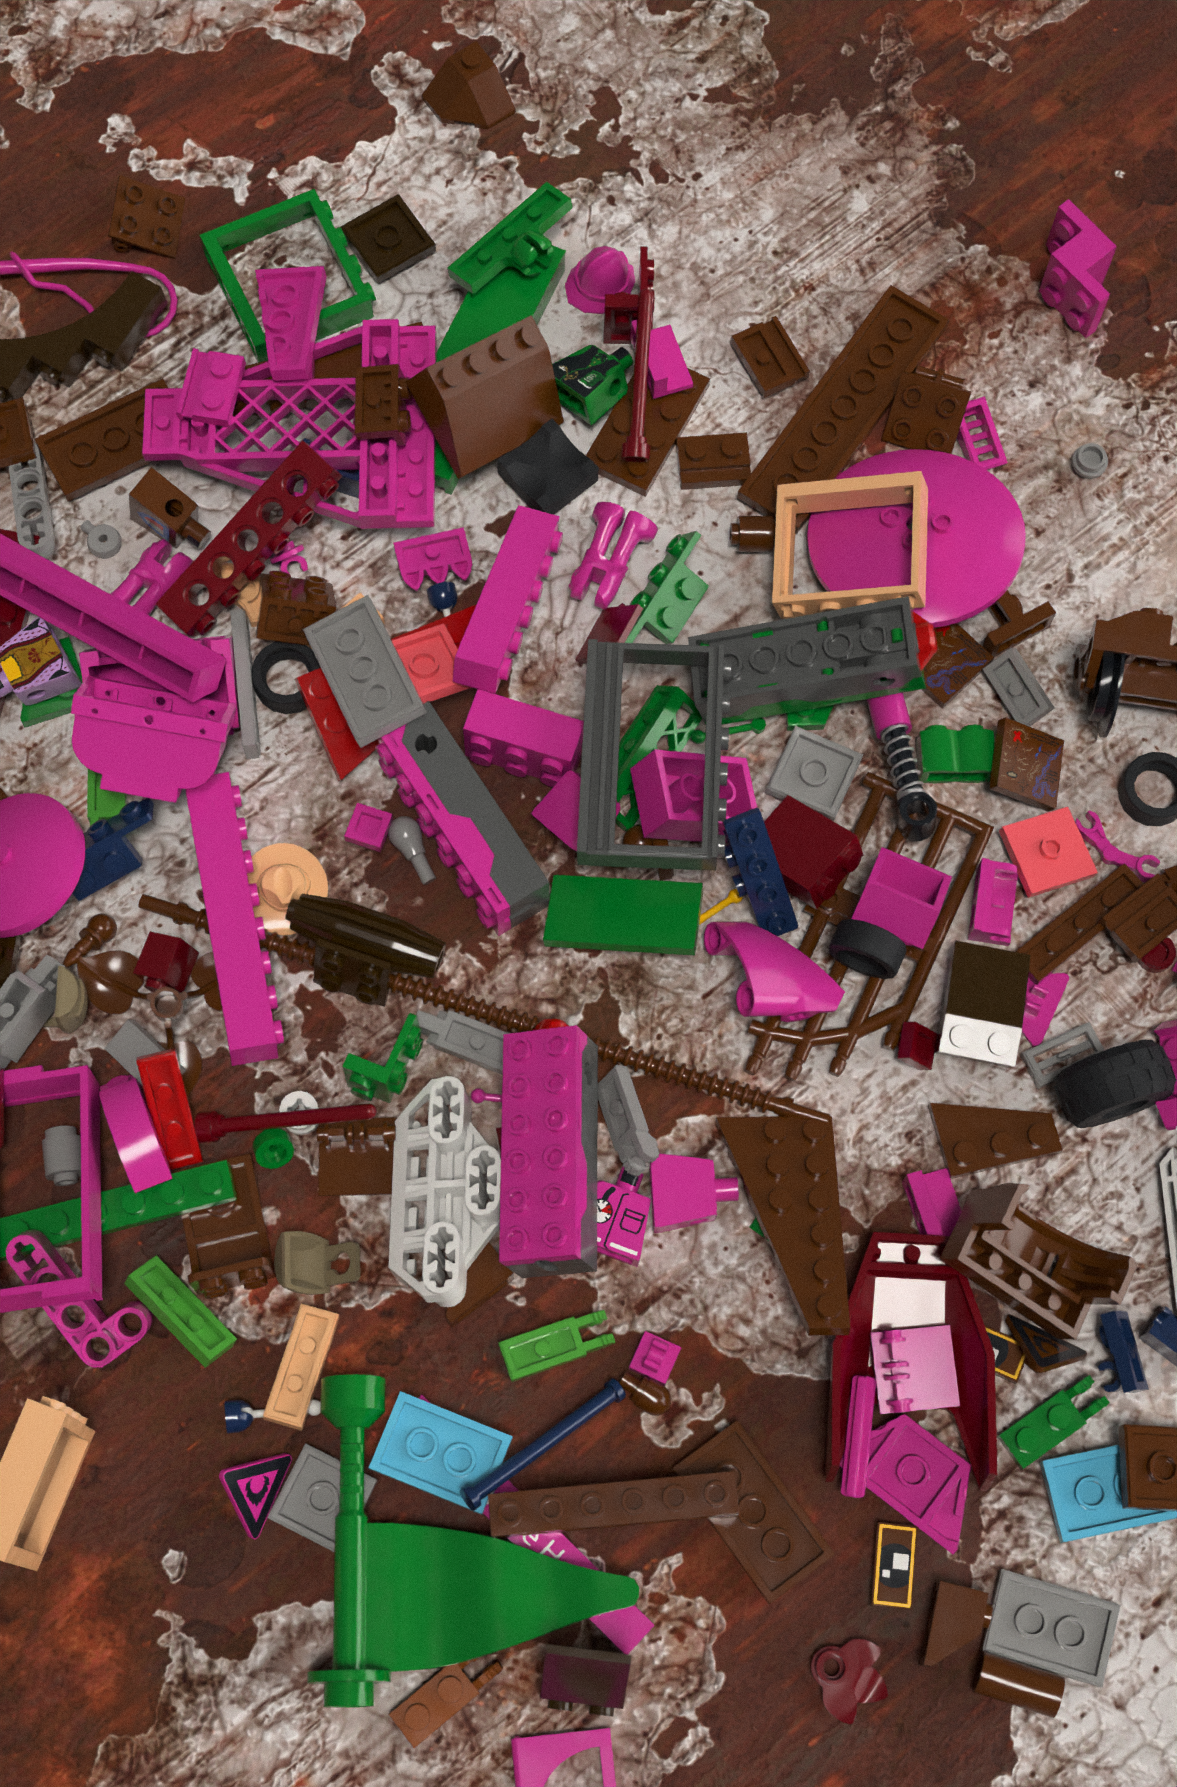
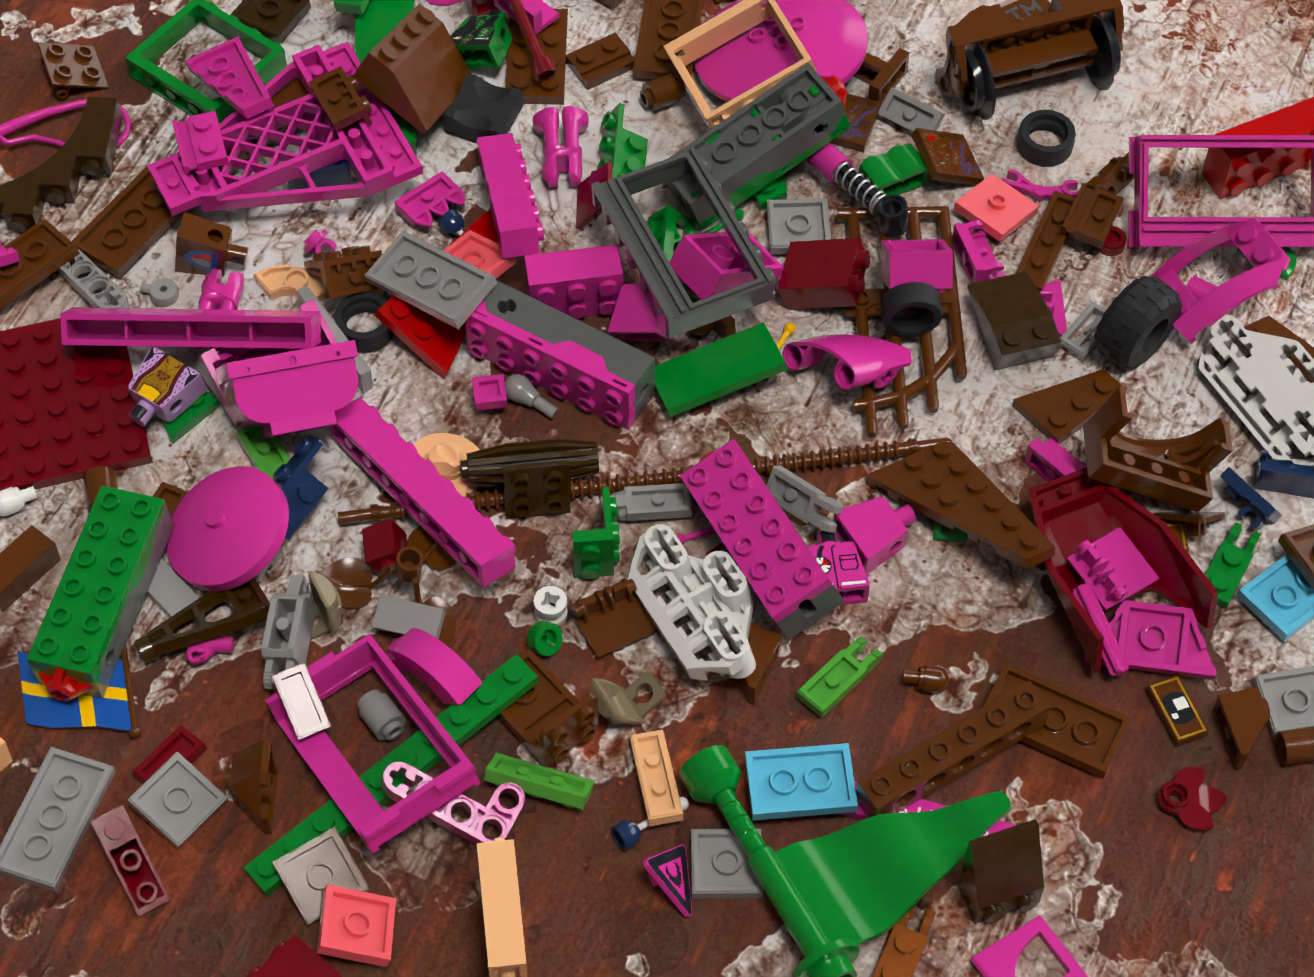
camera: 25 degrees left, 15 degrees down
(99, 930) = (315, 556): reddish brown bar -> none
(170, 1107) = (436, 619): red tile -> none
(205, 571) = (306, 160): dark red brick -> none
(212, 1126) = (489, 643): dark red piece -> none
(473, 1495) = (845, 791): dark blue bar -> none
(654, 1358) = (918, 651): dark pink tile -> none
(758, 872) = (800, 292): dark blue bracket -> none
(917, 1046) = (981, 366): dark red plate -> none

